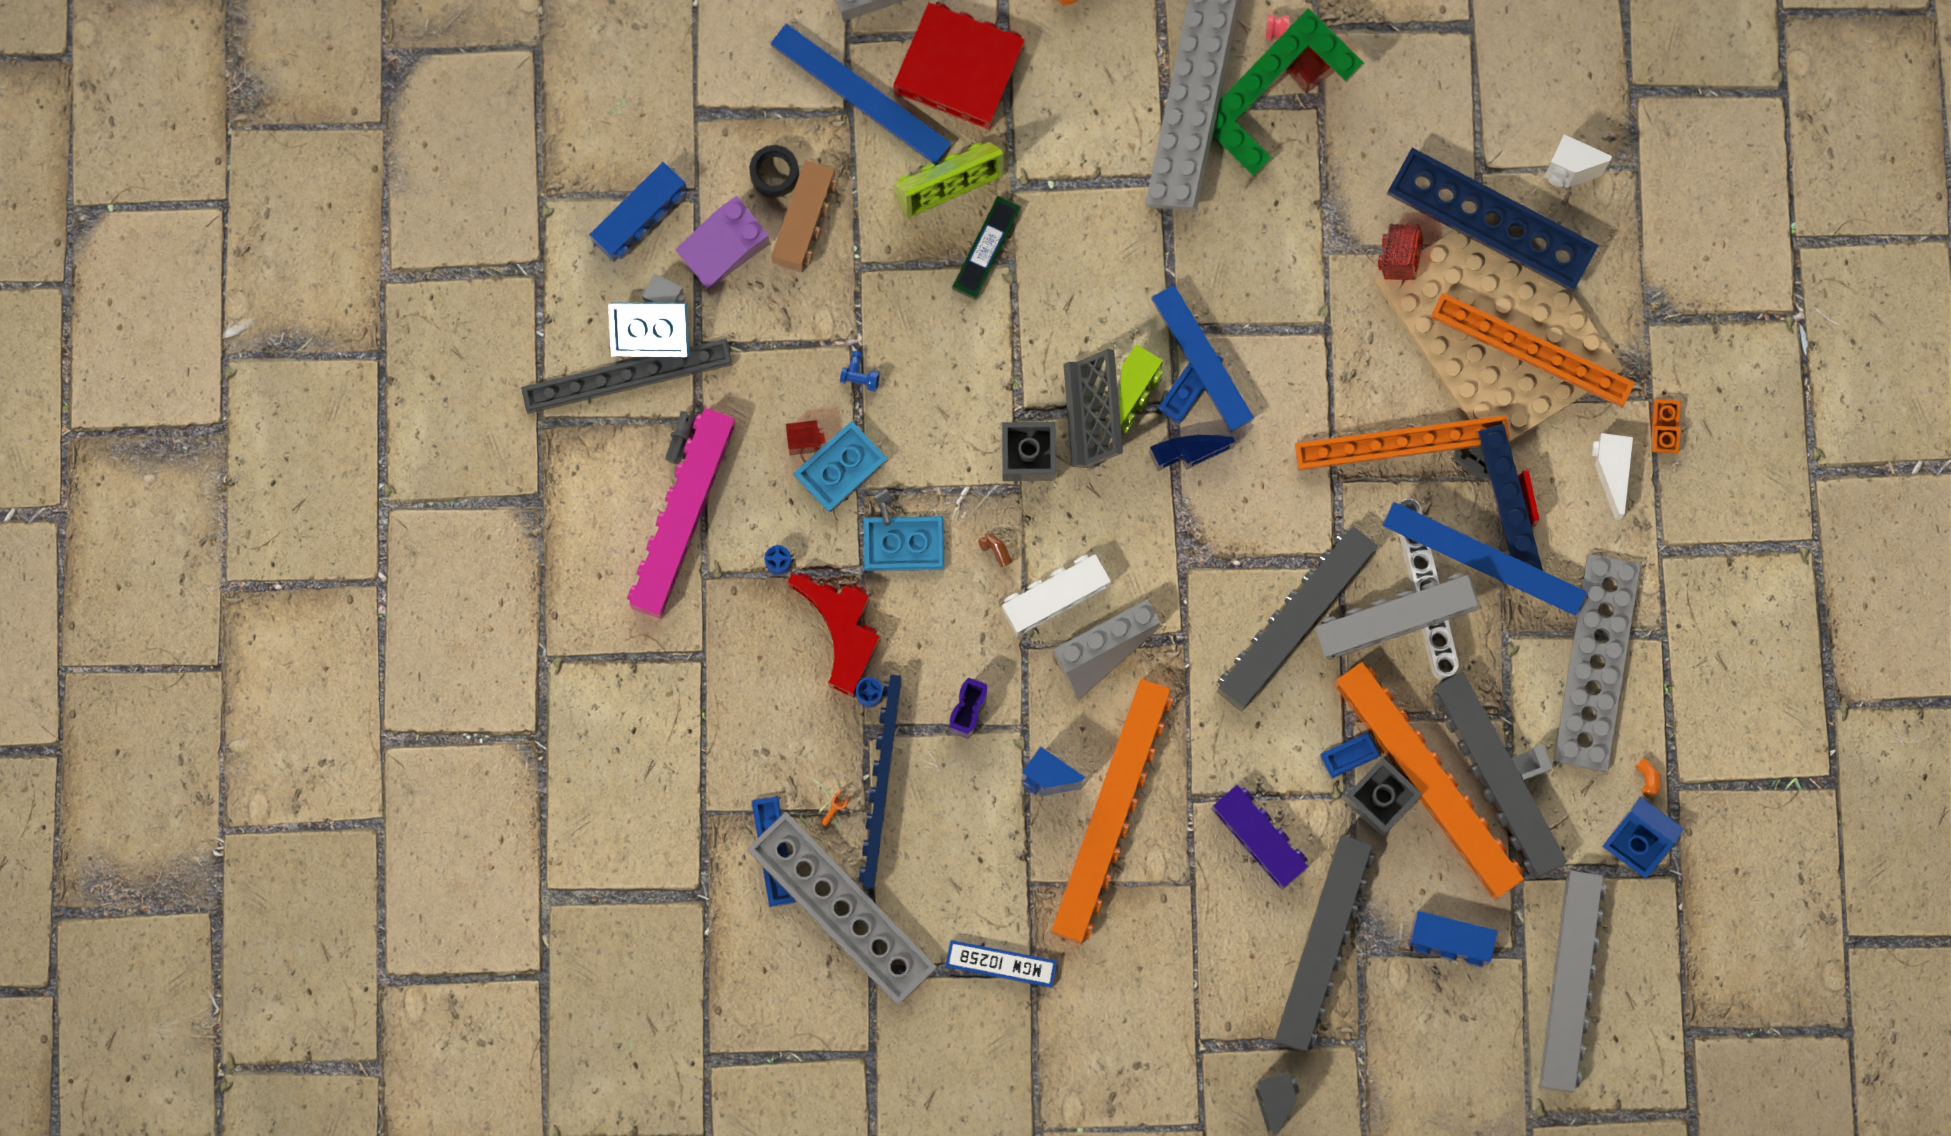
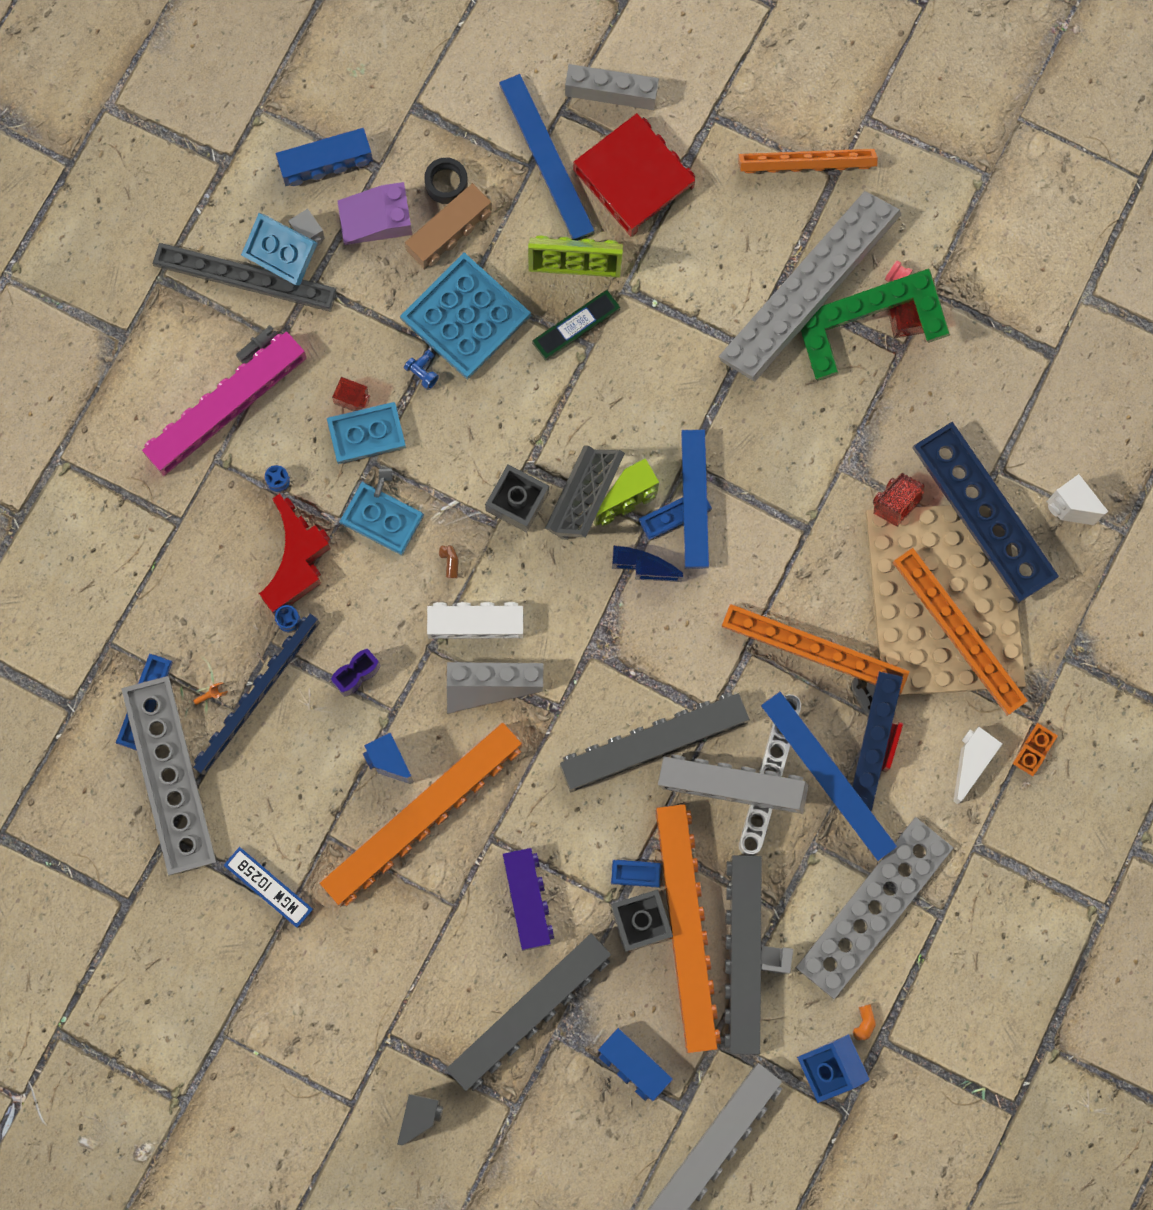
camera: 25 degrees right, 0 degrees up
(871, 297) = (465, 316): none -> dark azure plate

